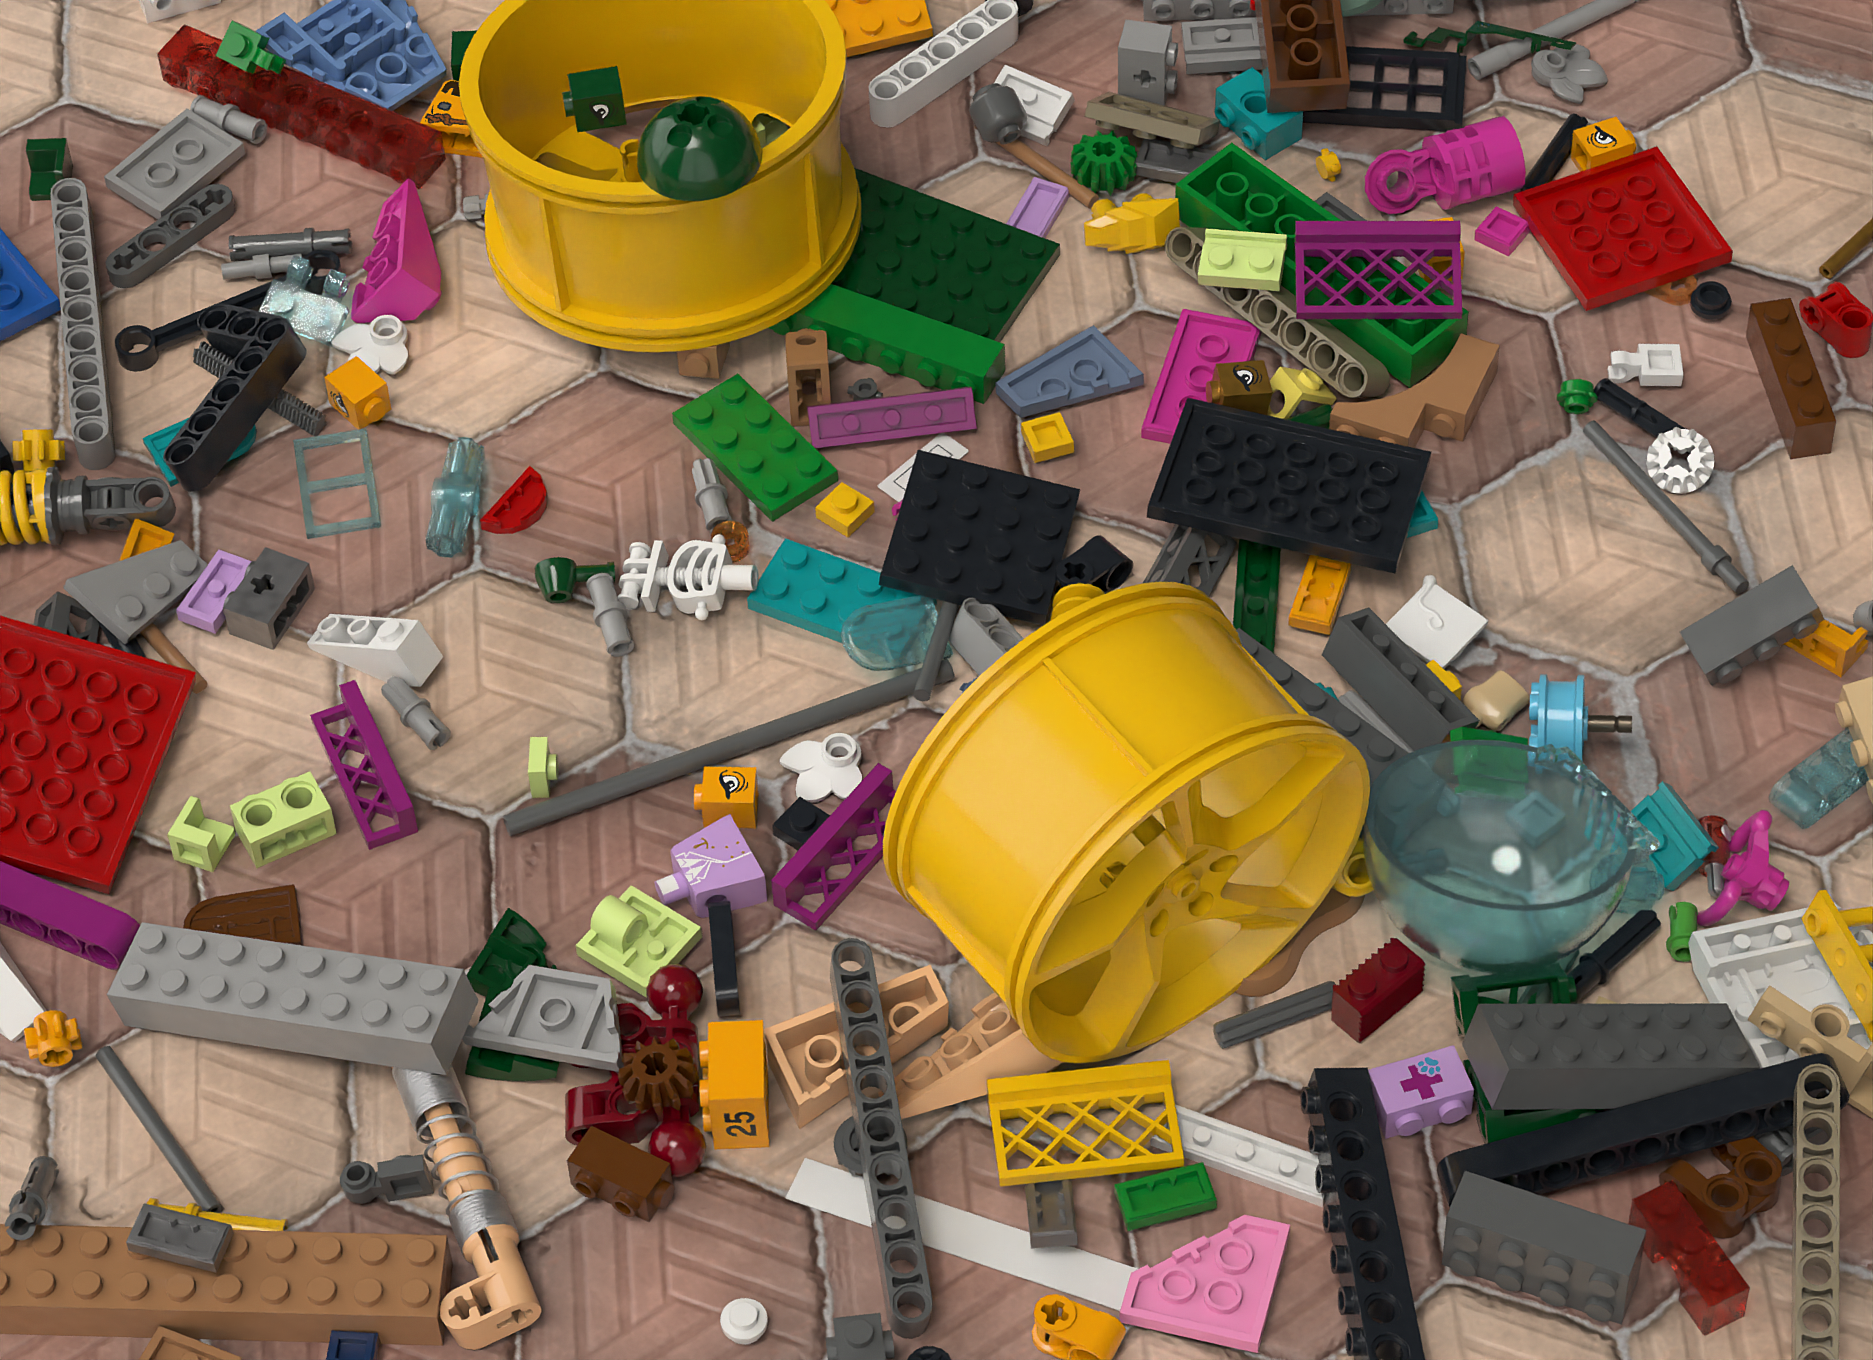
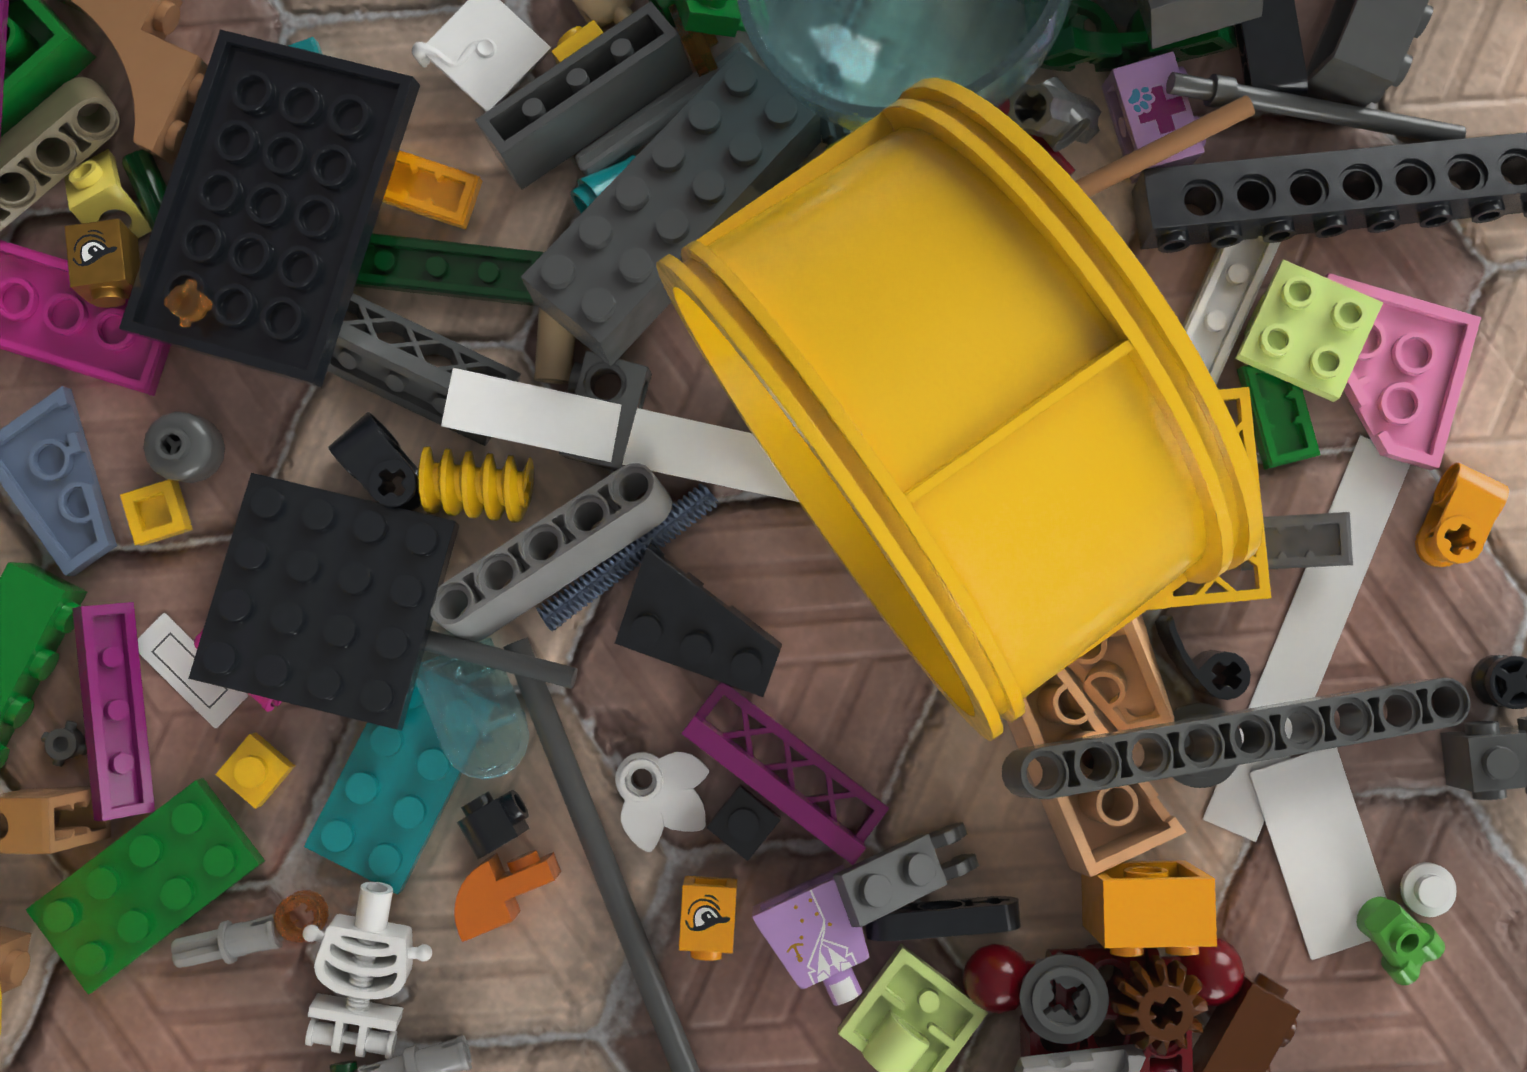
camera: 90 degrees left, 35 degrees up
(666, 999) = (1055, 1022): none -> dark grey gear
(698, 1296) = (1400, 939): none -> bright green plate
(749, 655) = (489, 892): none -> orange brick
(762, 919) = (900, 875): none -> dark grey hinge
(776, 1248) = (1319, 847): none -> white sticker
(804, 656) = (493, 822): none -> black plate
(933, 1138) = (1199, 669): none -> black panel
(1098, 448) = (184, 447): none -> dark grey head
(1207, 432) = (188, 303): none -> clear orange piece
(1235, 1201) = (1308, 330): none -> yellowish green plate
(1379, 1068) = (1167, 146): none -> medium nougat bar
(1403, 987) = (1054, 113): none -> dark grey piece
(1439, 1125) = (1222, 89): none -> dark grey bar

